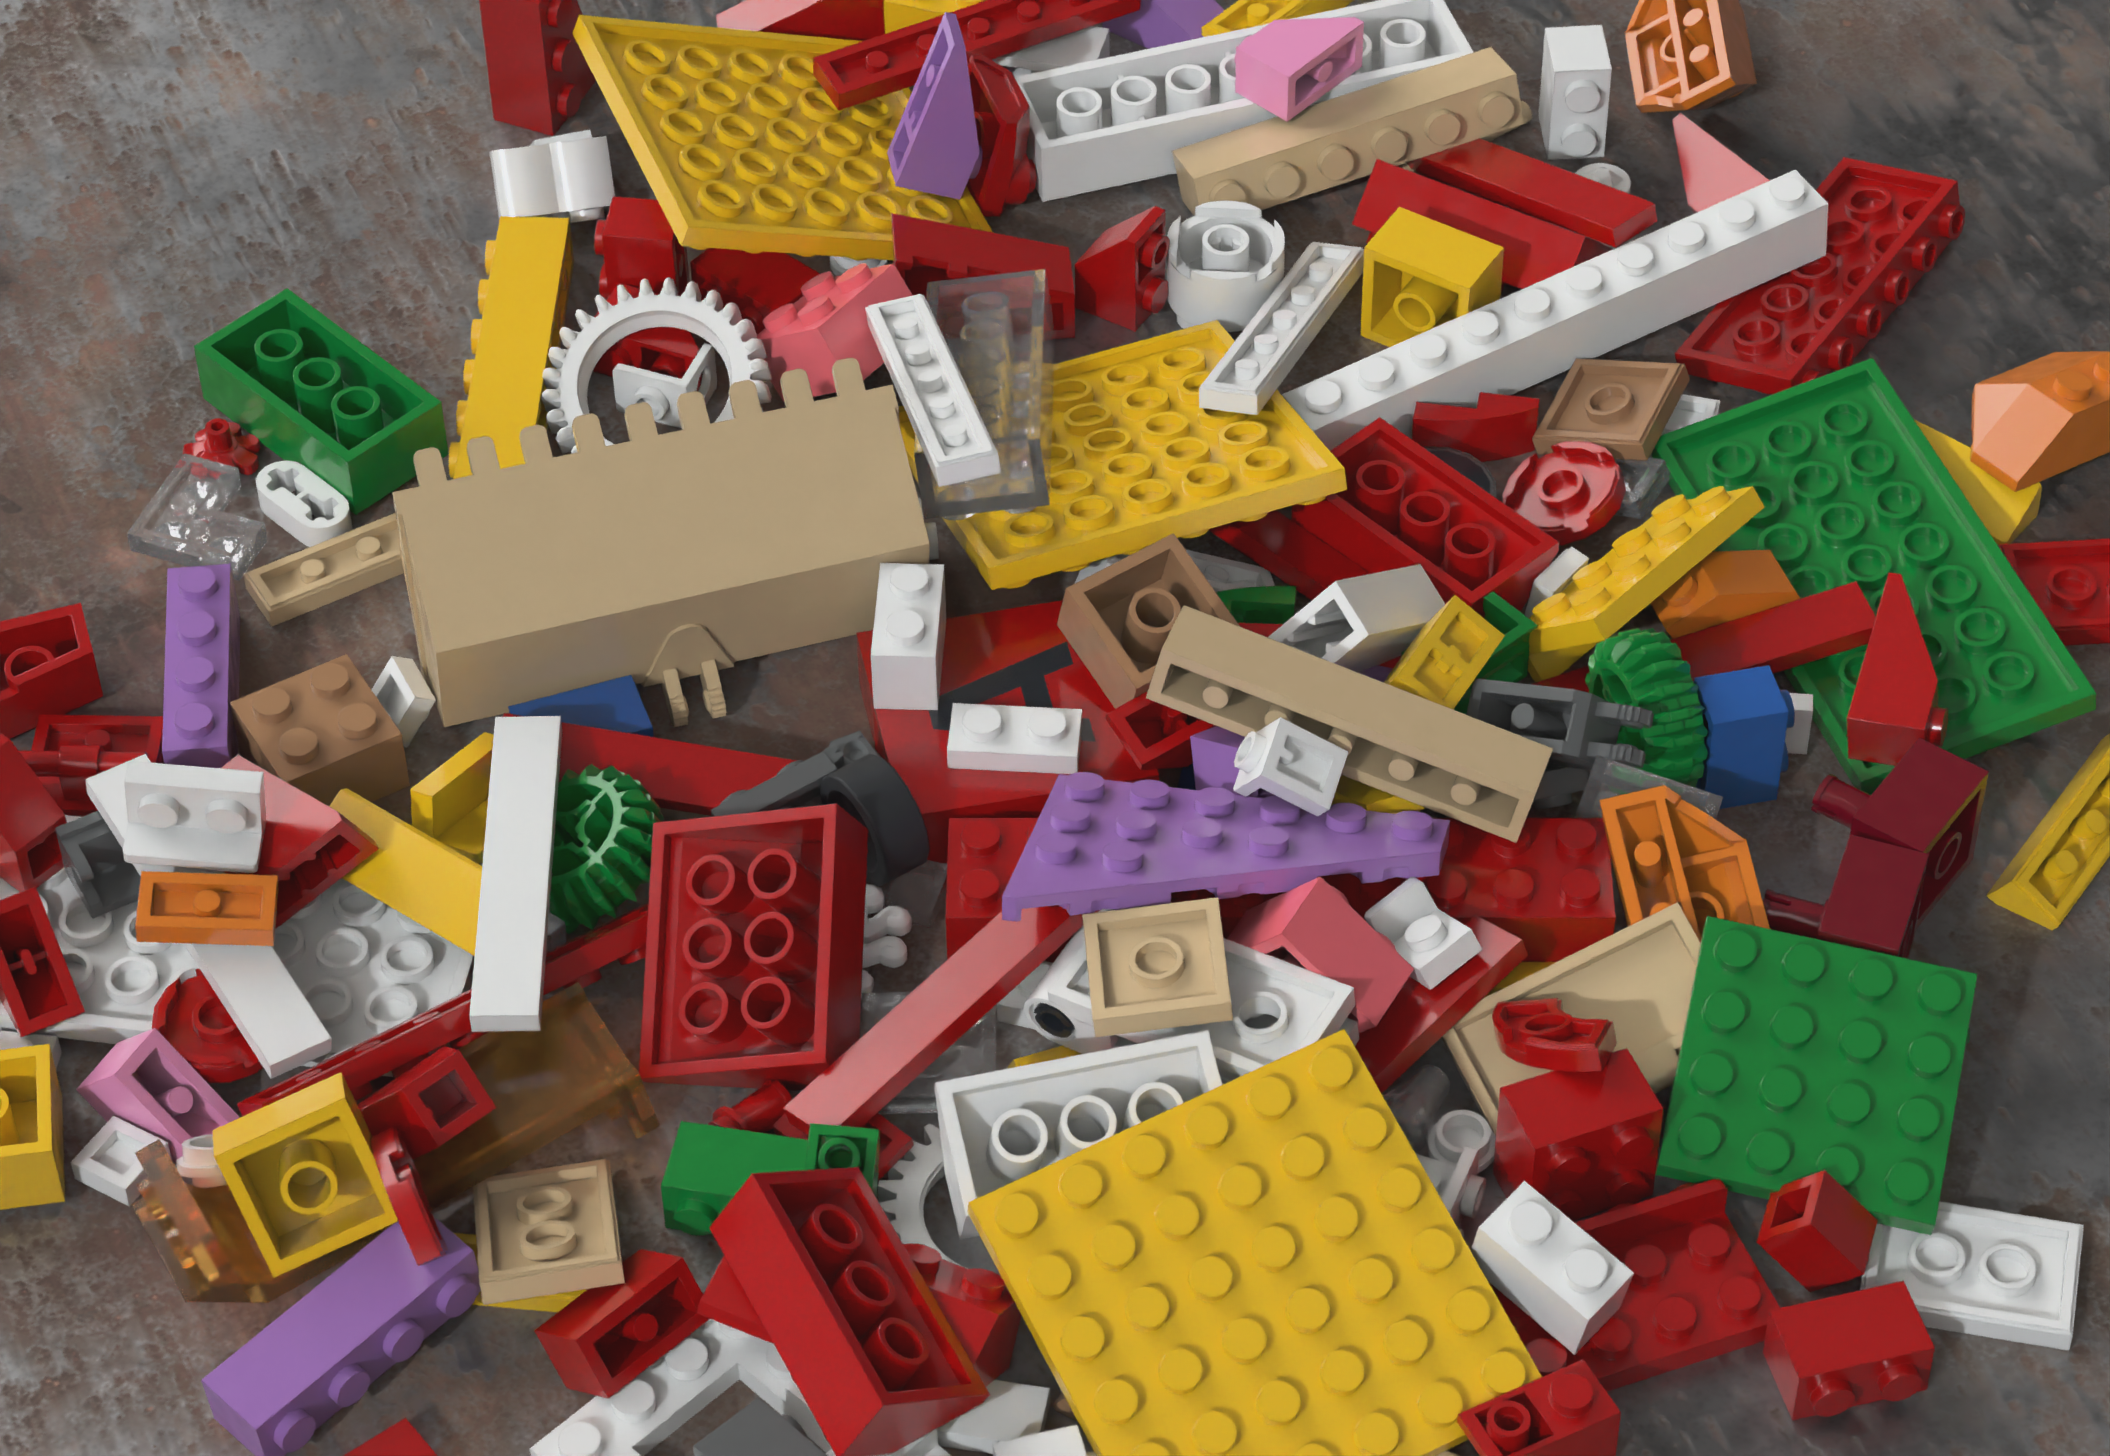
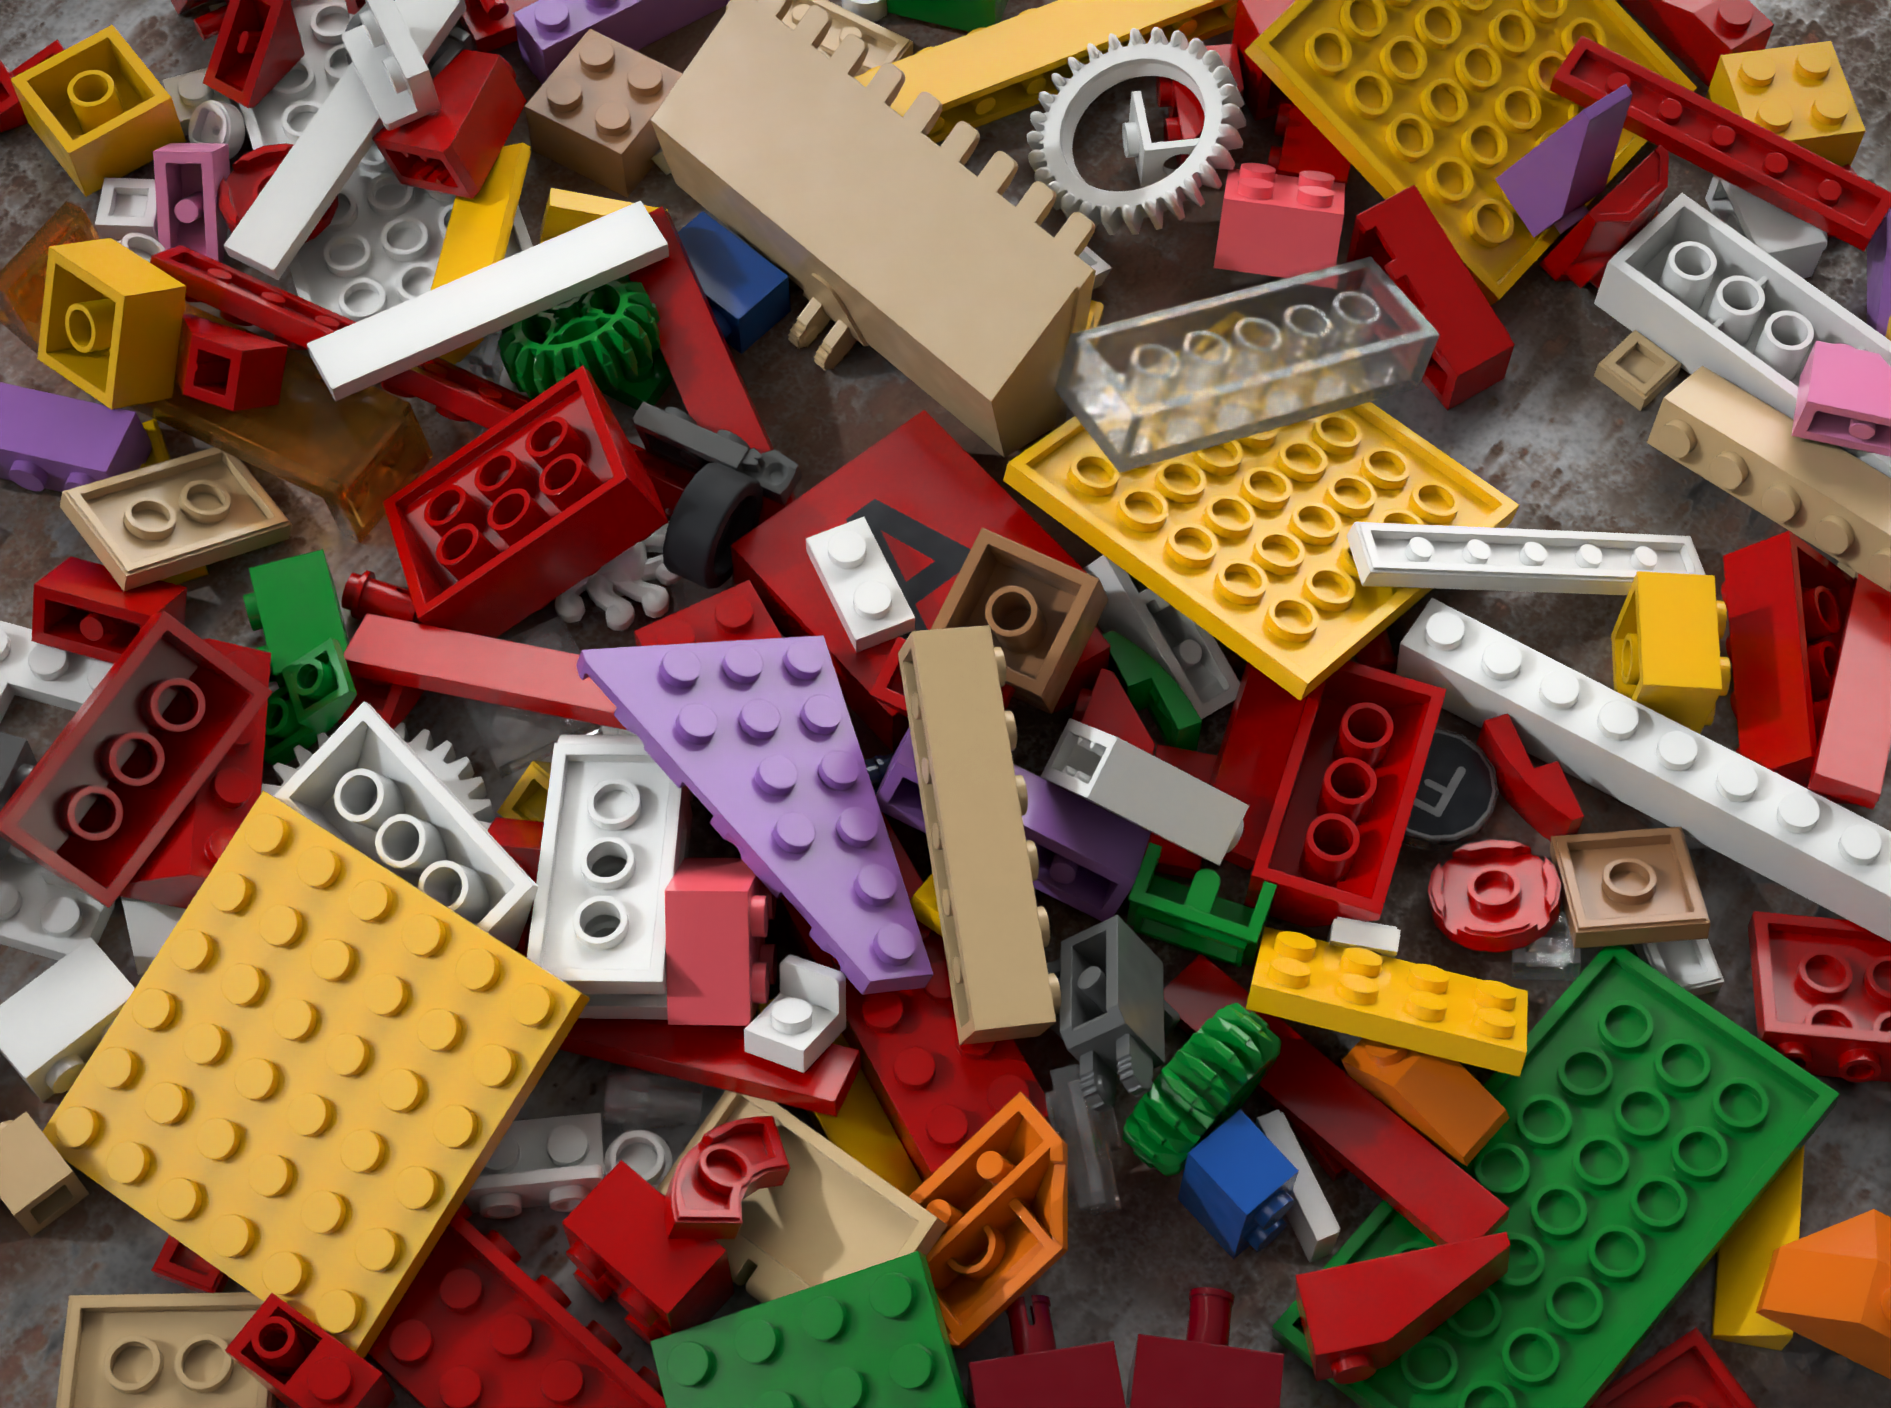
camera: 60 degrees right, 15 degrees up
(78, 1051) = (217, 123): none -> white tile
(207, 908) = (324, 117): orange plate -> none
(407, 1196) = (106, 394): red tile -> none
(908, 636) = (912, 444): white brick -> none
(932, 390) = (1168, 313): white tile -> none
(1122, 199) = (1637, 370): none -> tan tile
(1125, 271) = (1525, 406): red slope -> none
(1157, 967) = (595, 812): tan plate -> none
(1223, 264) = (1588, 473): white brick -> none
(1290, 765) = (884, 809): white bracket -> none
(1446, 654) = (1113, 879): yellow hinge -> none
(1550, 1267) = (459, 1296): white brick -> none

